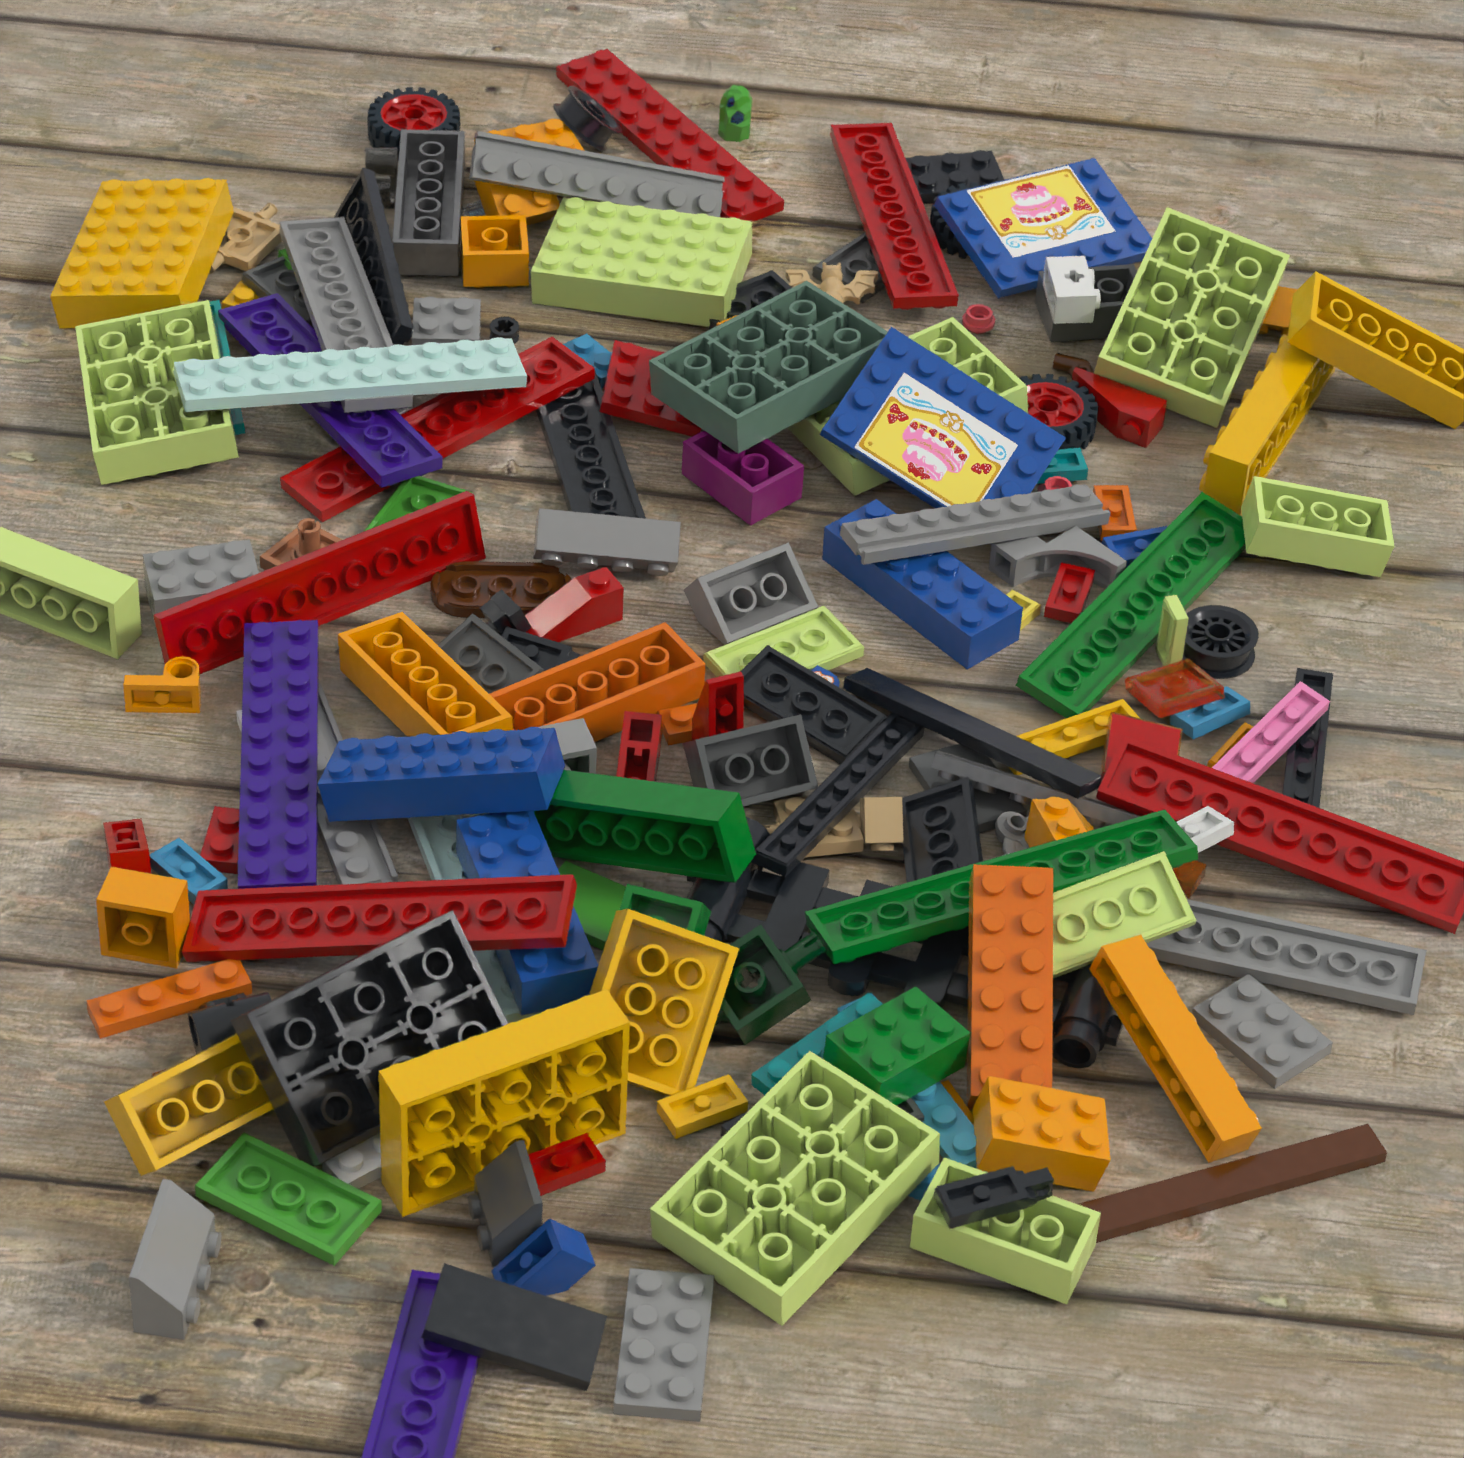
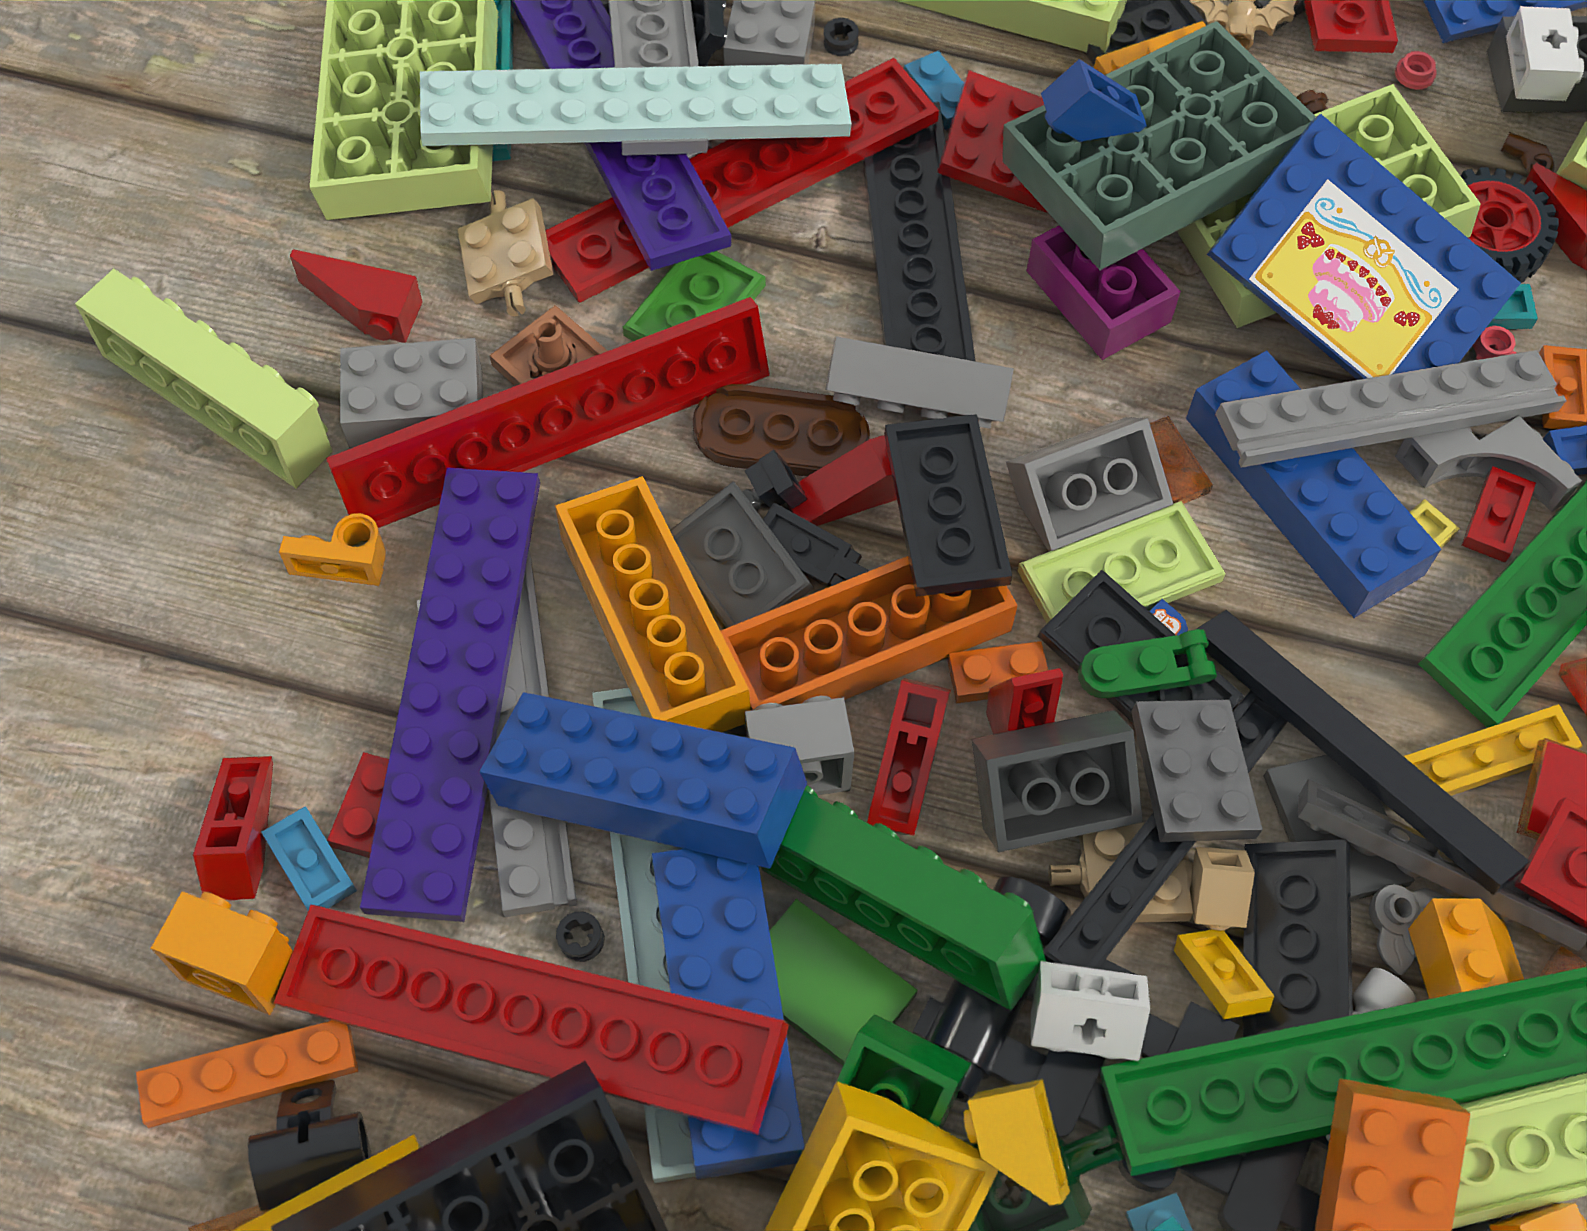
camera: 10 degrees right, 20 degrees up
(140, 524) = (367, 296): none -> red slope
(256, 491) = (505, 252): none -> tan plate
(642, 603) = (947, 505): none -> black plate
(714, 337) = (1091, 105): none -> blue slope
(747, 925) = (1019, 1137): none -> yellow slope
(771, 866) = (1089, 1011): none -> white brick
(810, 697) = (1146, 666): none -> green plate
(822, 586) = (1182, 470): none -> clear orange plate
(853, 752) = (1195, 771): none -> flat silver plate
(888, 867) = (1223, 973): none -> yellow plate

